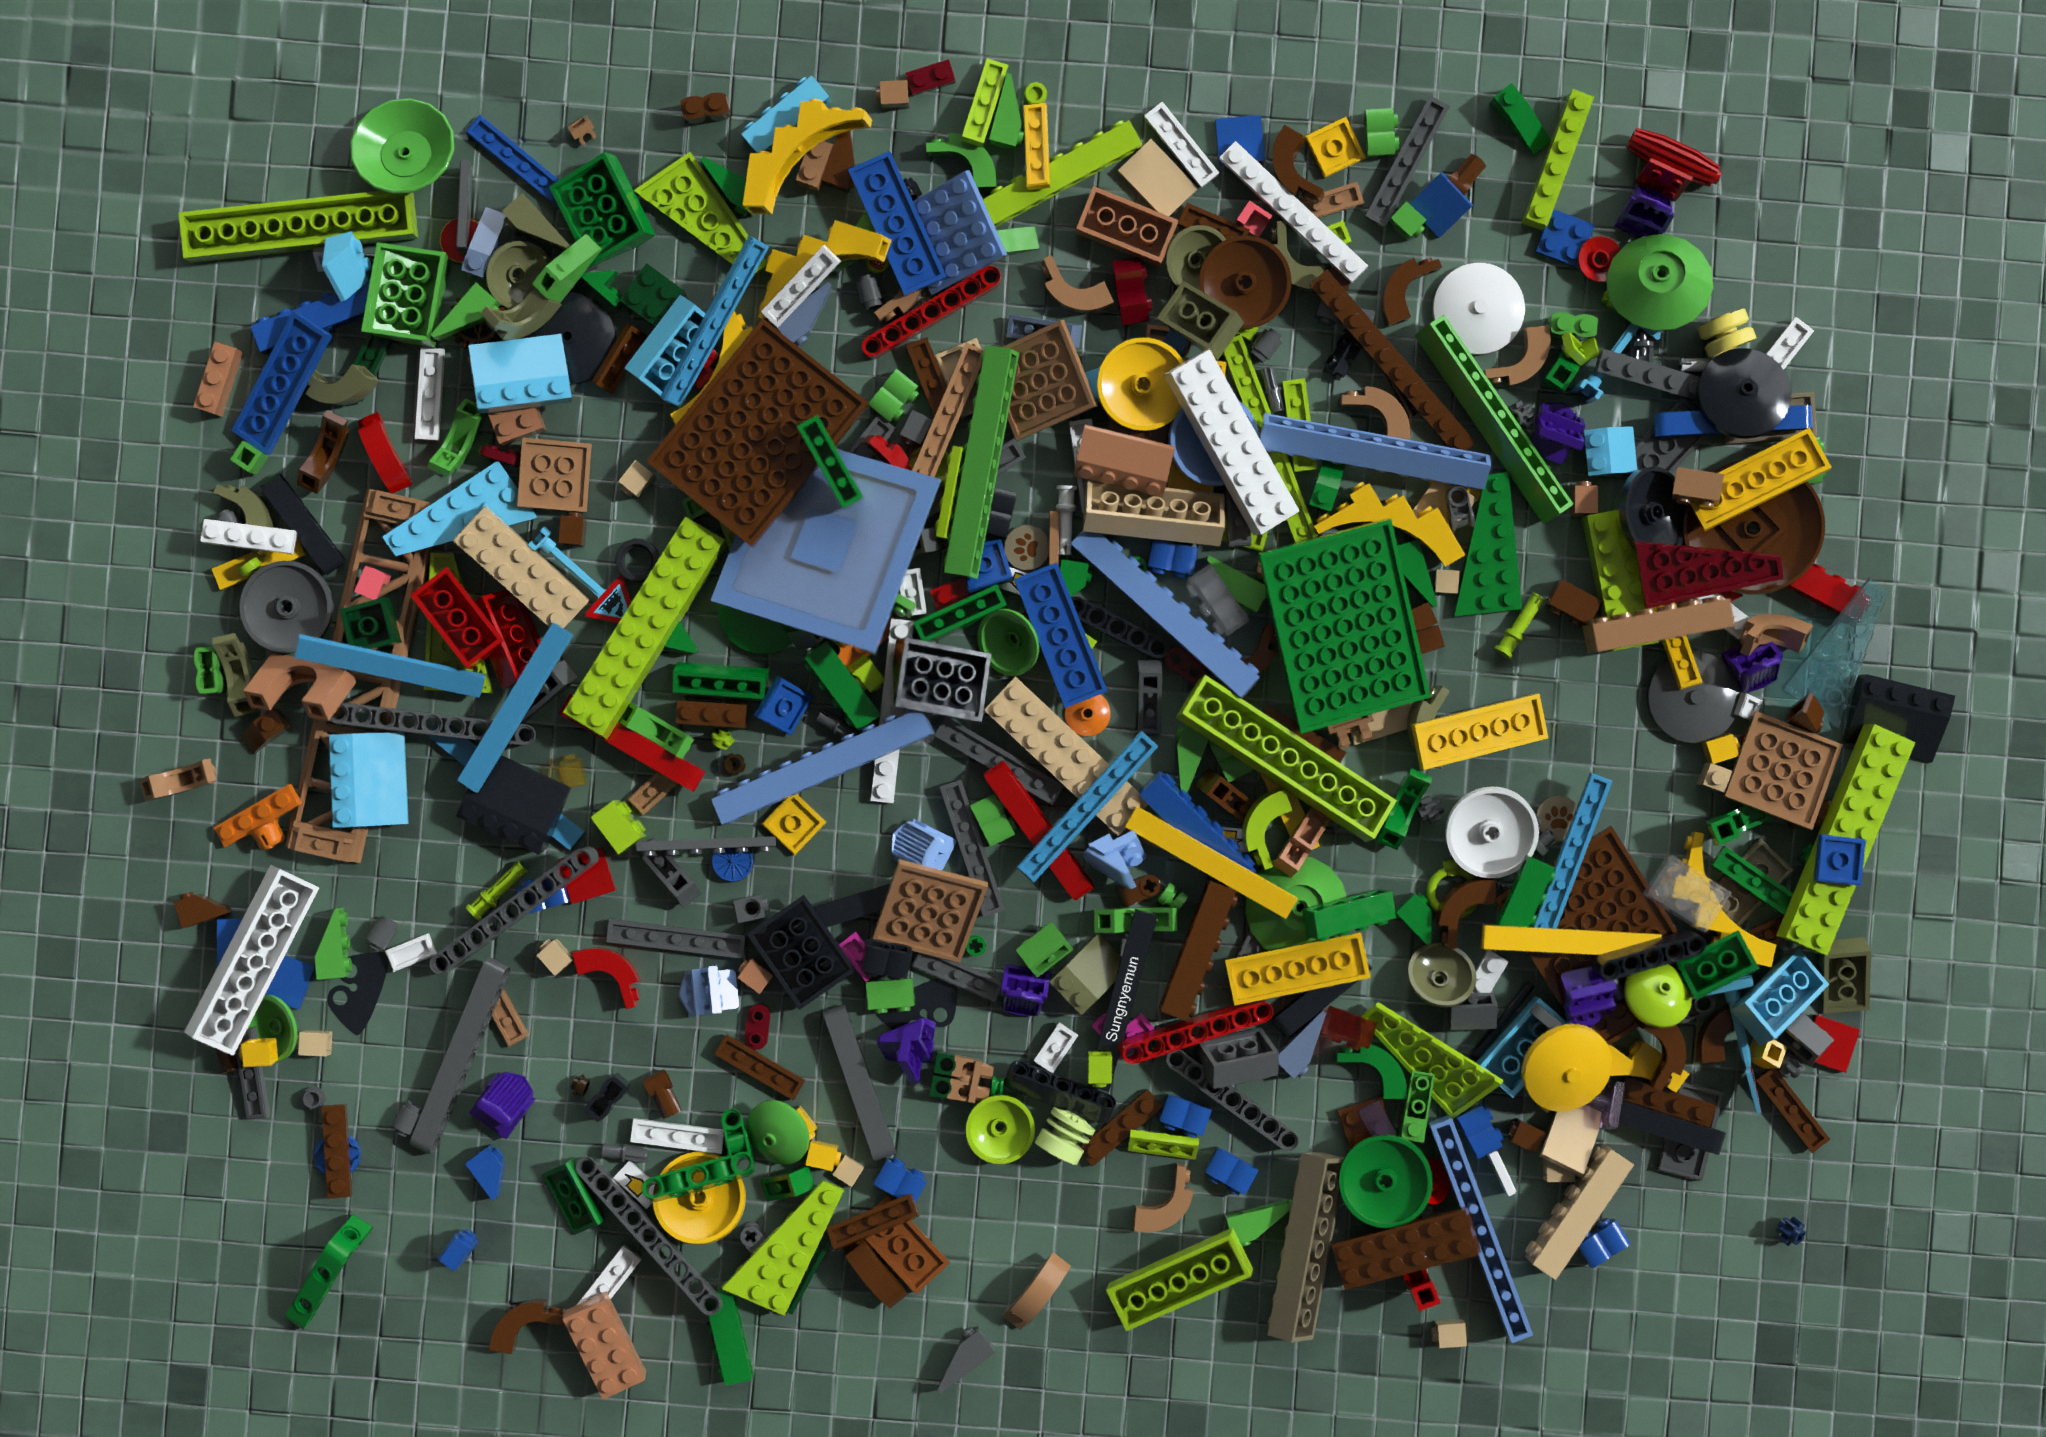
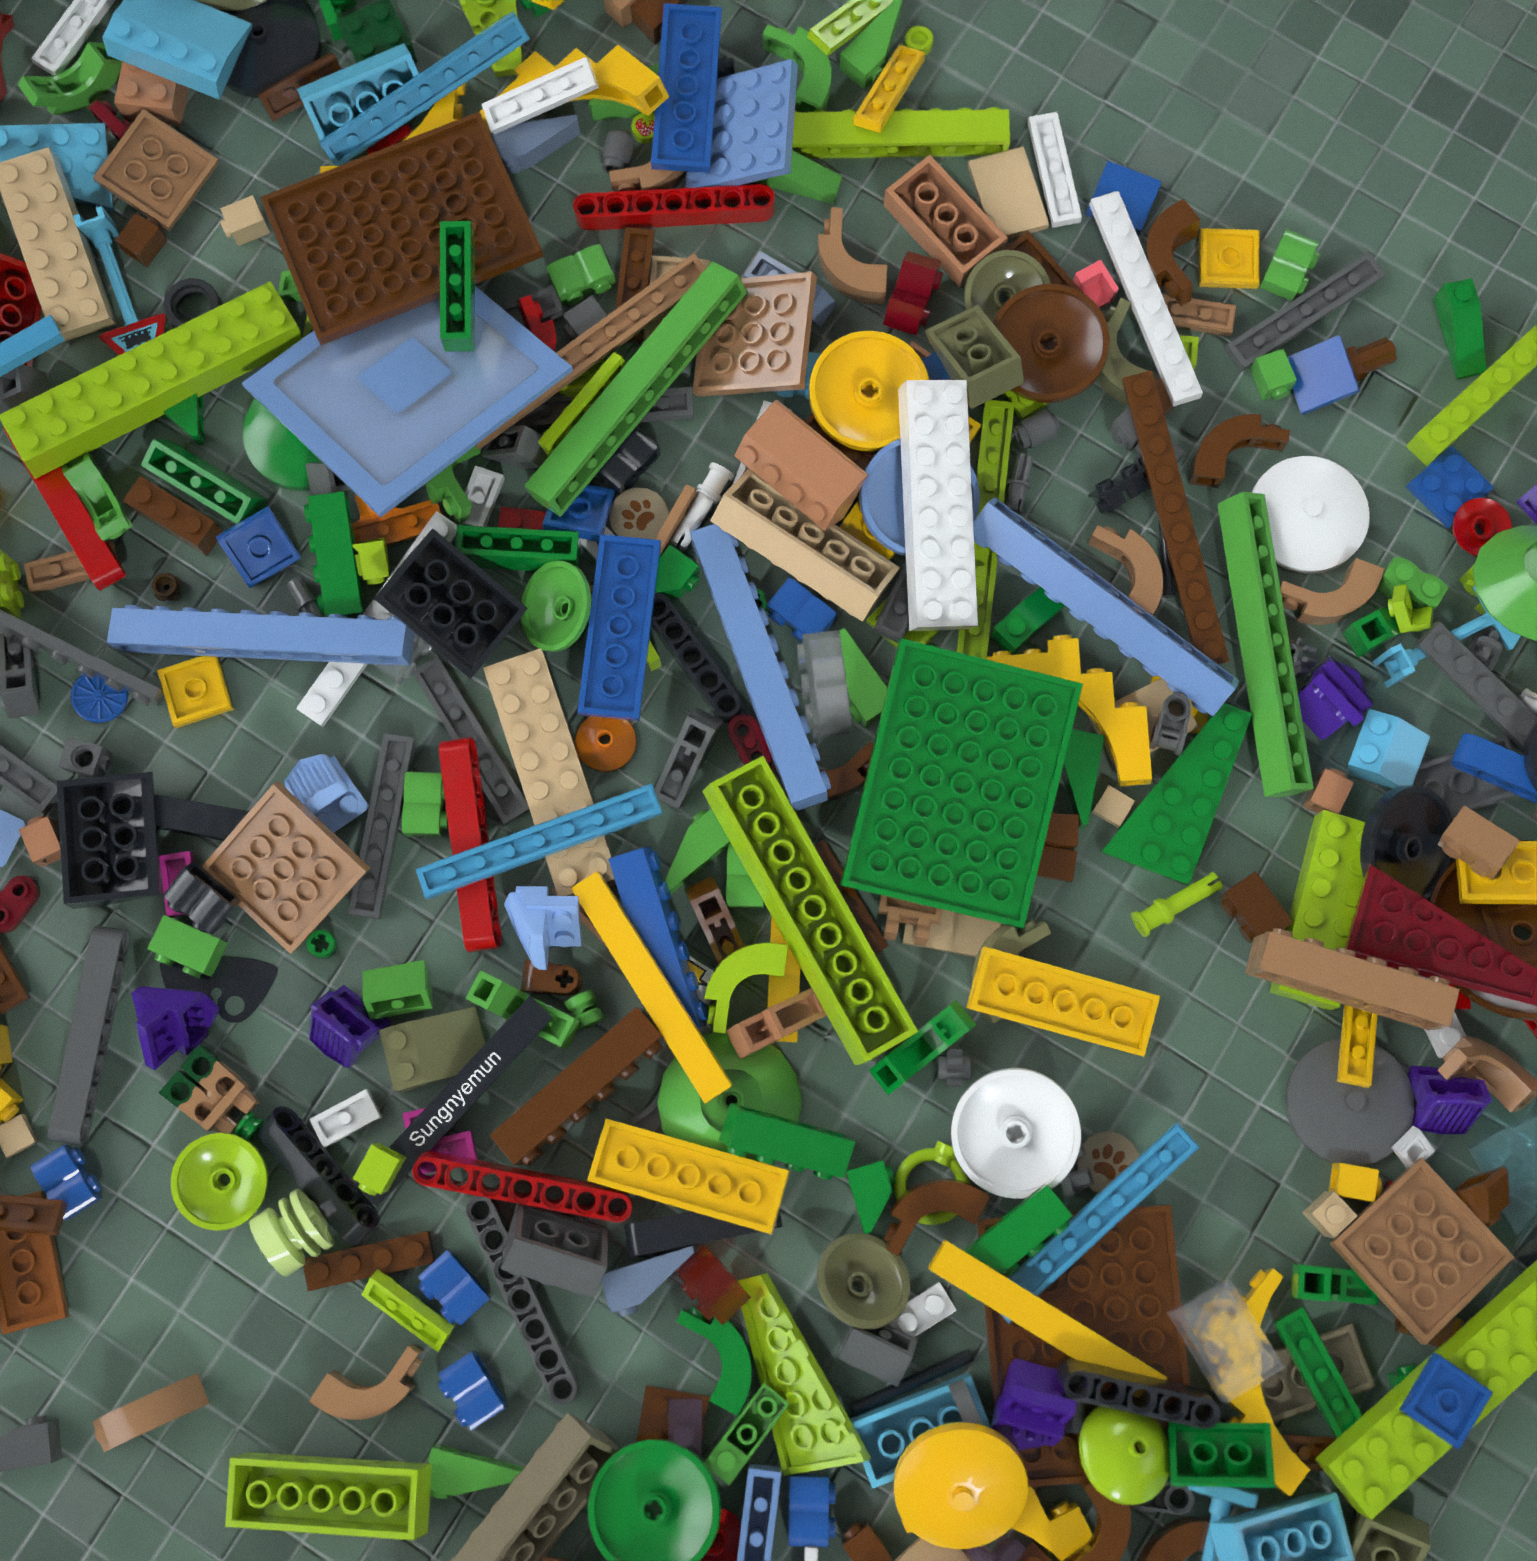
camera: 25 degrees right, 10 degrees down
(722, 739) = (168, 551): lime plate -> none
(960, 976) = (280, 967): dark grey tile -> none
(1298, 408) = (1038, 512): lime plate -> none

